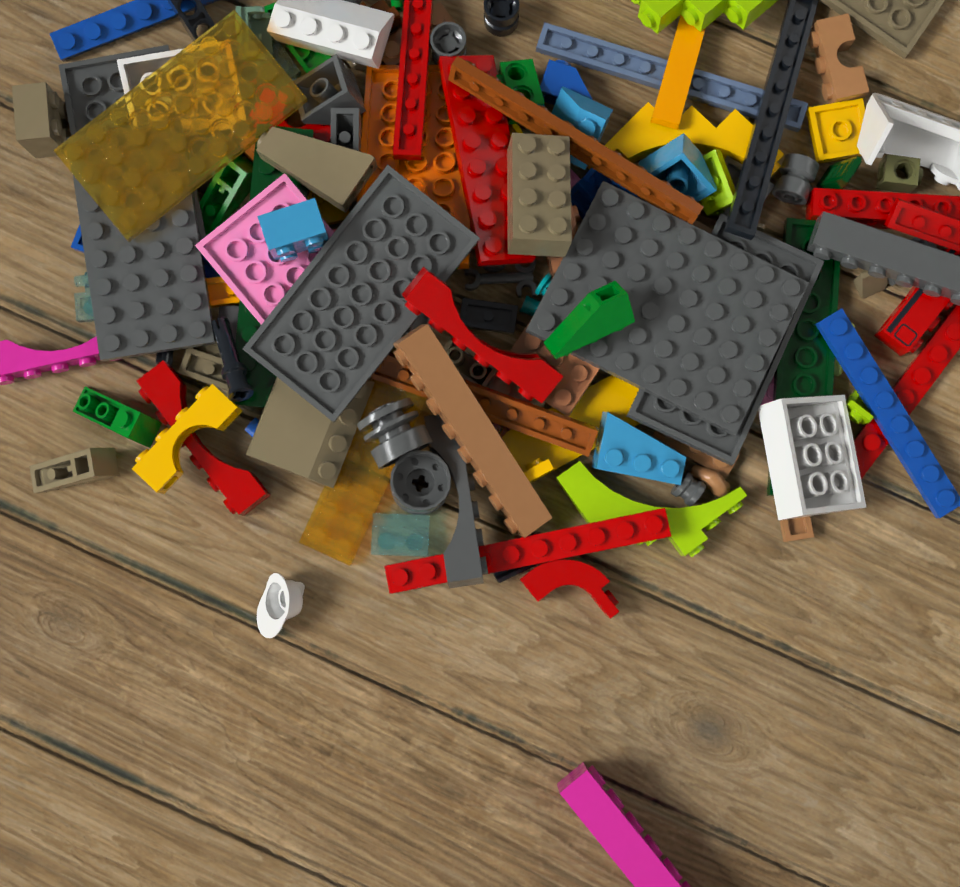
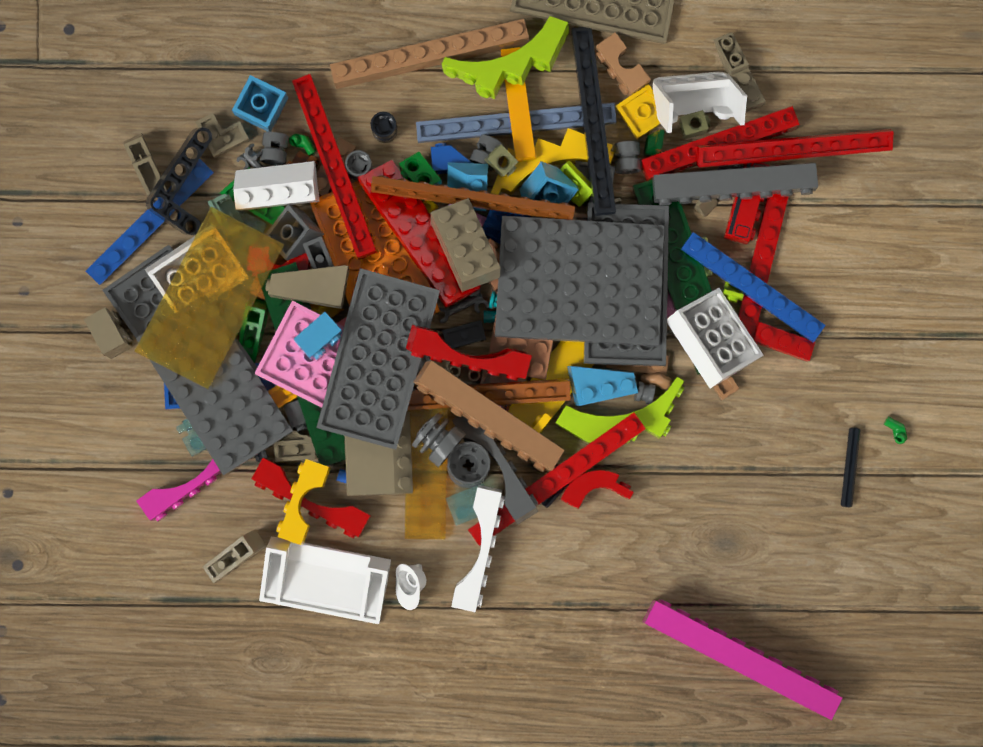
camera: 25 degrees left, 0 degrees up
(117, 417) = (247, 508): green slope -> none
(174, 551) = (324, 580): none -> white slope
(233, 371) = (315, 444): black pin -> none
(418, 548) = (486, 507): none -> white arch
(595, 317) = (535, 311): green slope -> none
(620, 95) = (485, 146): none -> dark grey wheel
(635, 99) = (492, 160): none -> olive brick
(898, 501) = (783, 341): none -> red plate
(916, 702) = (850, 467): none -> black axle

